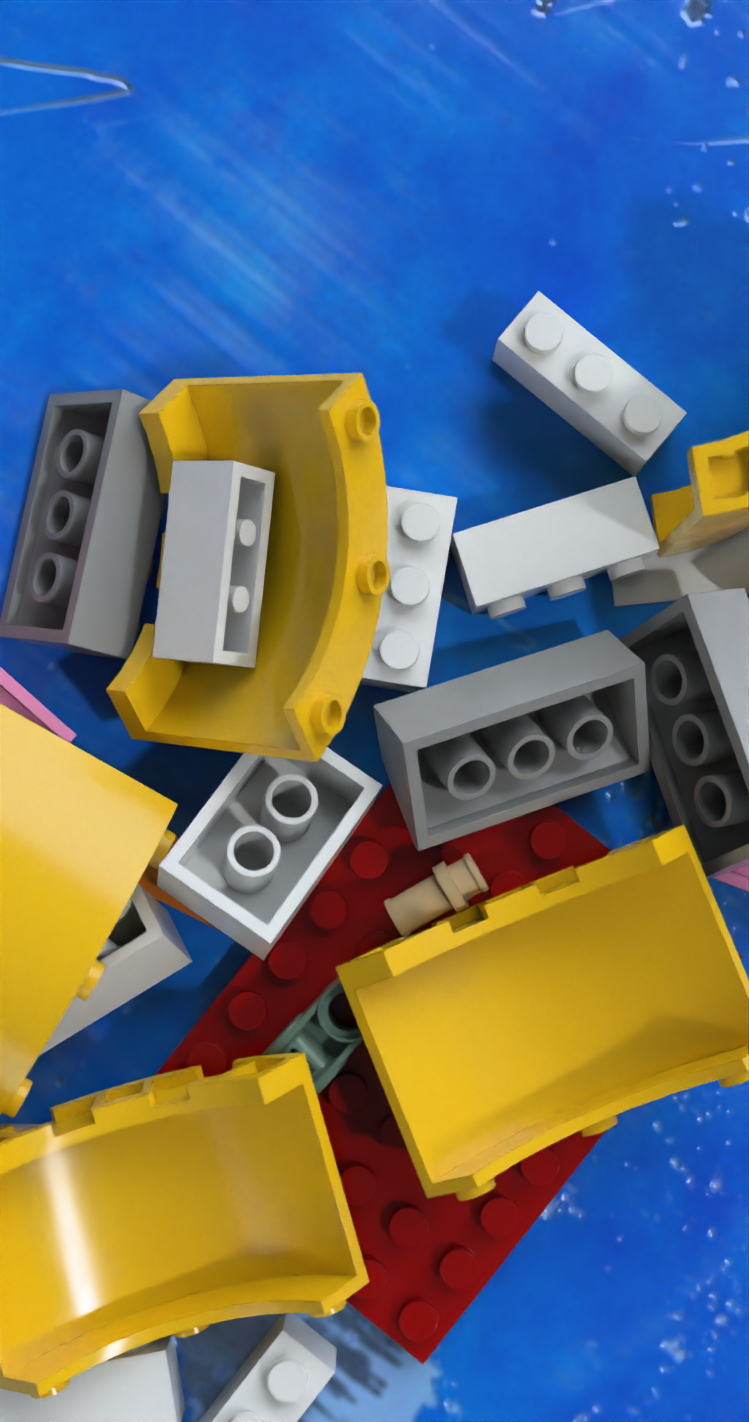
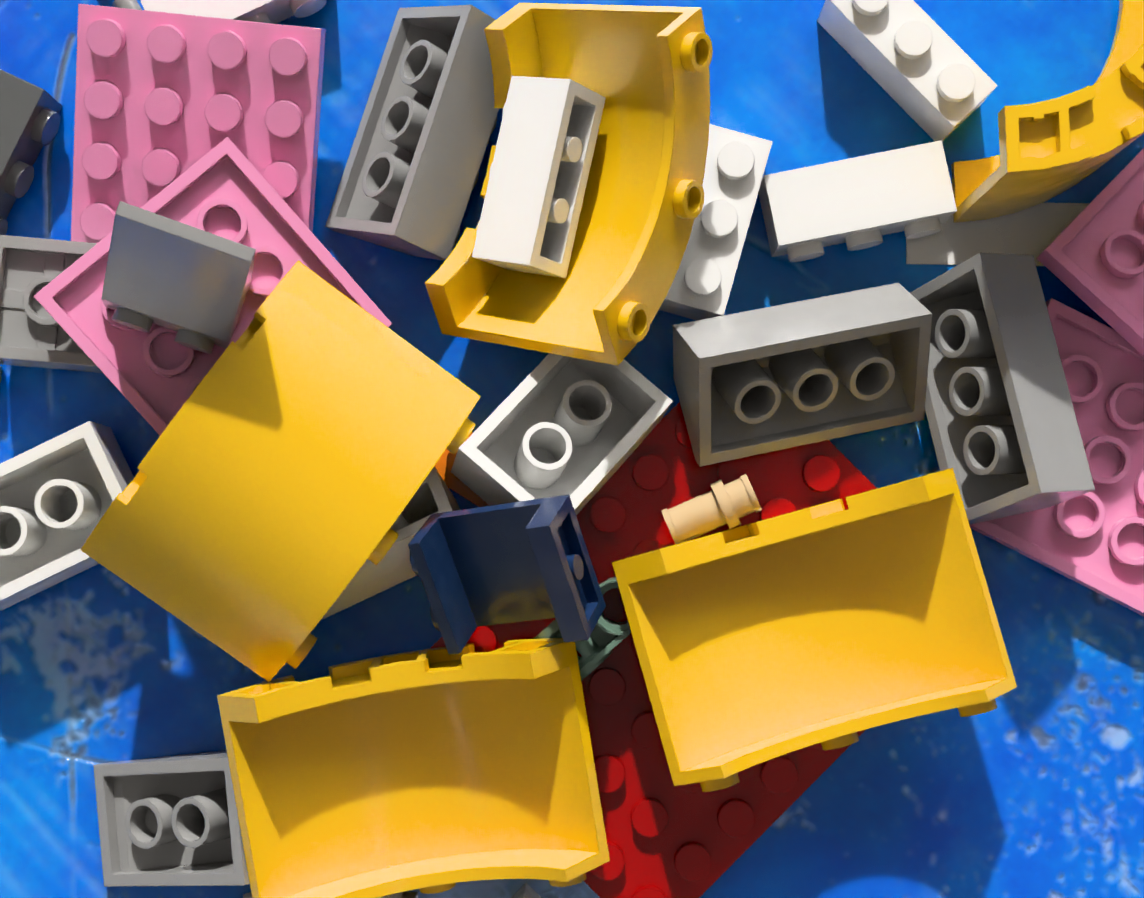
camera: 15 degrees right, 0 degrees up
(225, 986) = (507, 568): none -> dark blue panel

